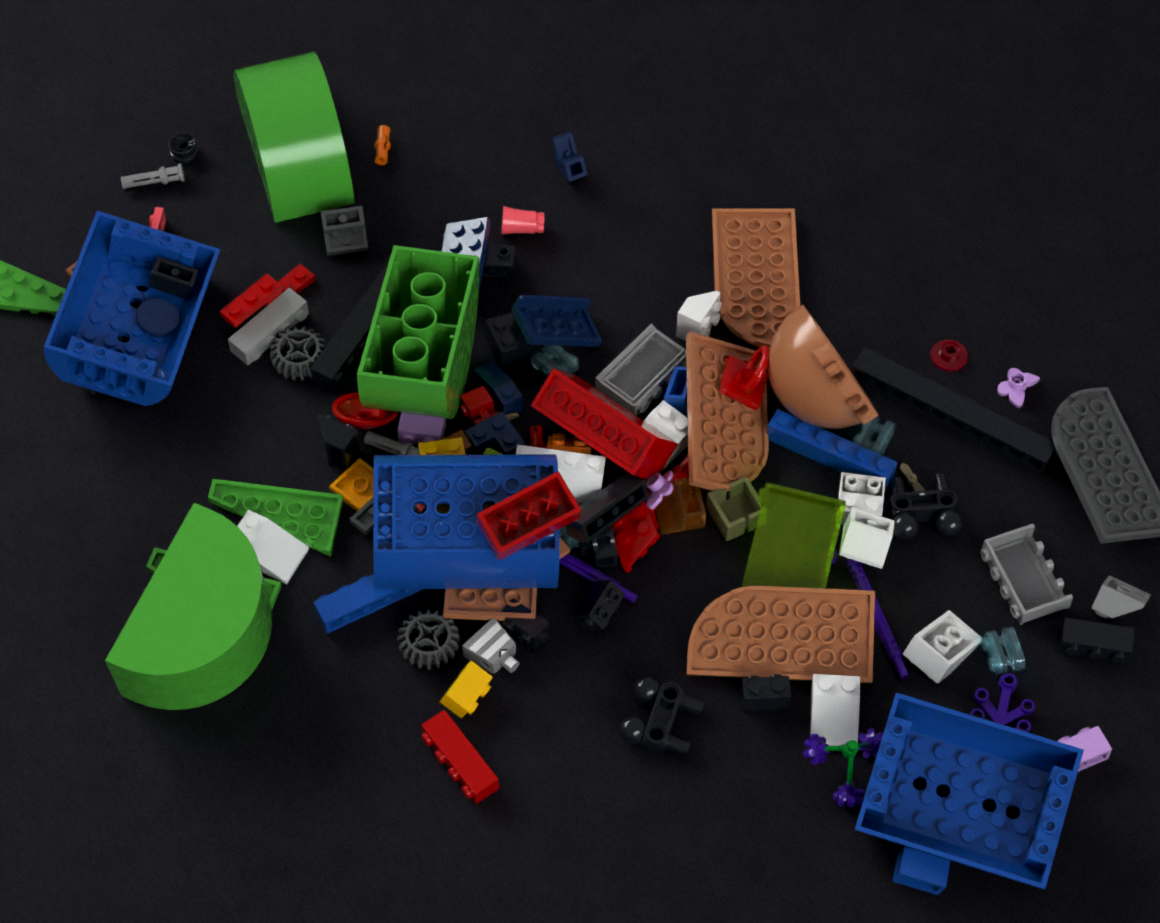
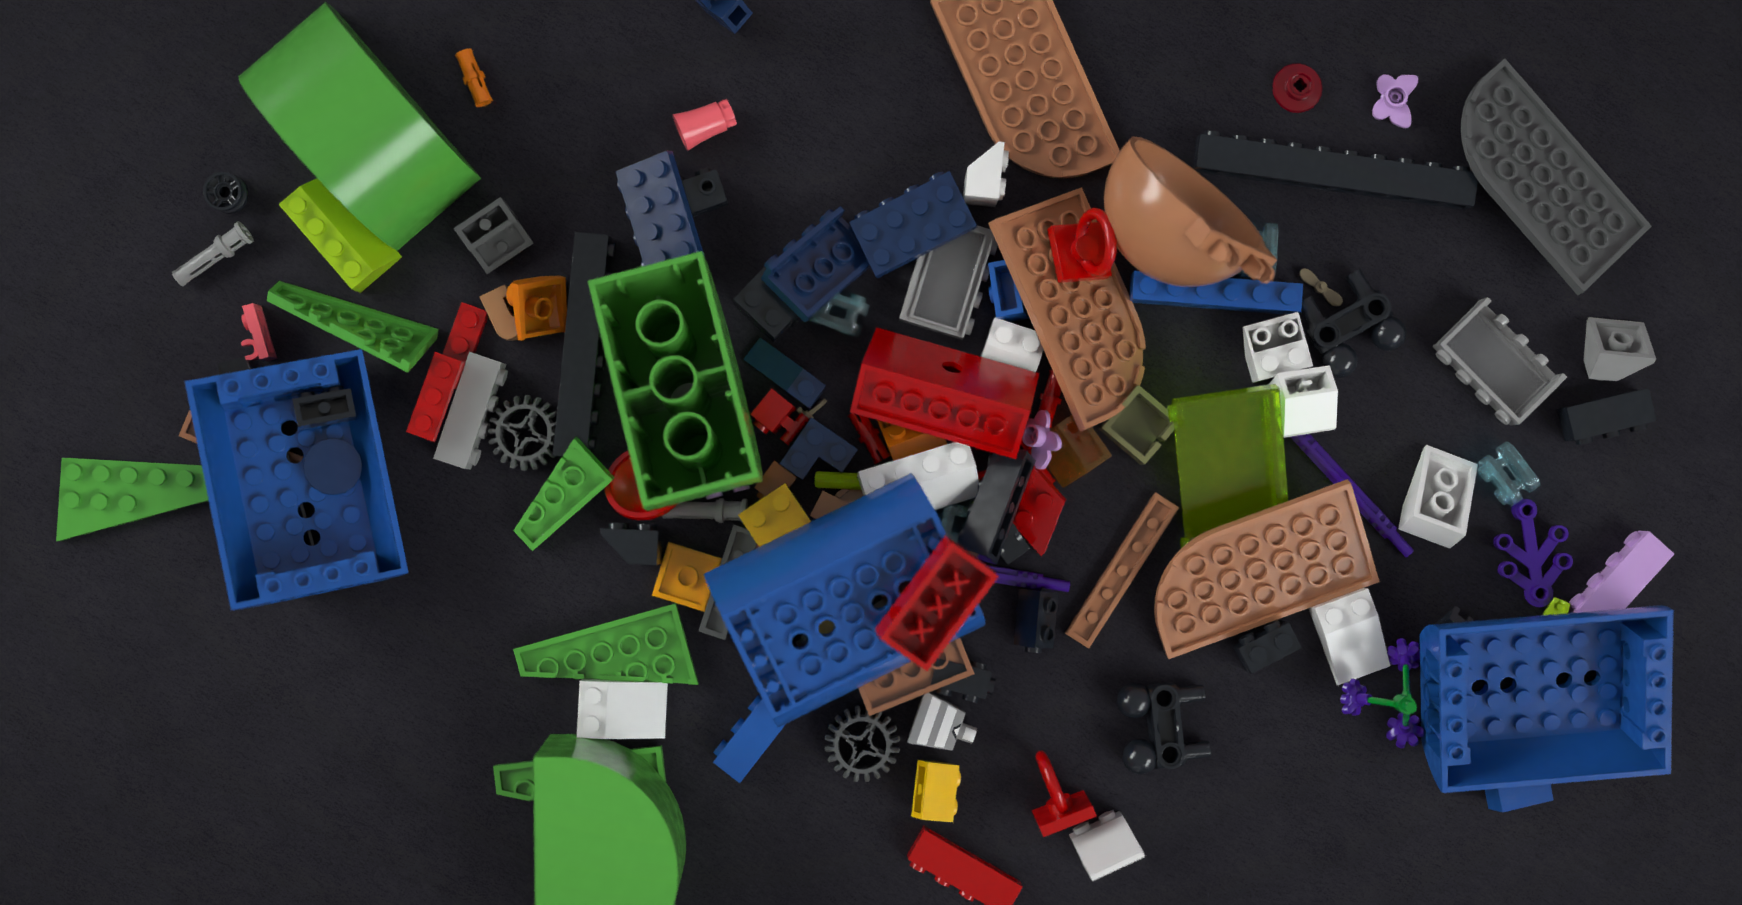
camera: 25 degrees left, 30 degrees up
(218, 241) = (376, 332): none -> bright green wing
(244, 195) = (339, 235): none -> lime slope
(309, 393) = (566, 491): none -> bright green wing
(322, 279) = (500, 313): none -> medium nougat leg
(350, 279) = (538, 305): none -> orange slope
(555, 736) = (1062, 809): none -> red tile
(576, 778) = (1105, 844): none -> white slope
(633, 325) = (912, 223): none -> dark blue bracket
(679, 605) = (1121, 570): none -> nougat tile

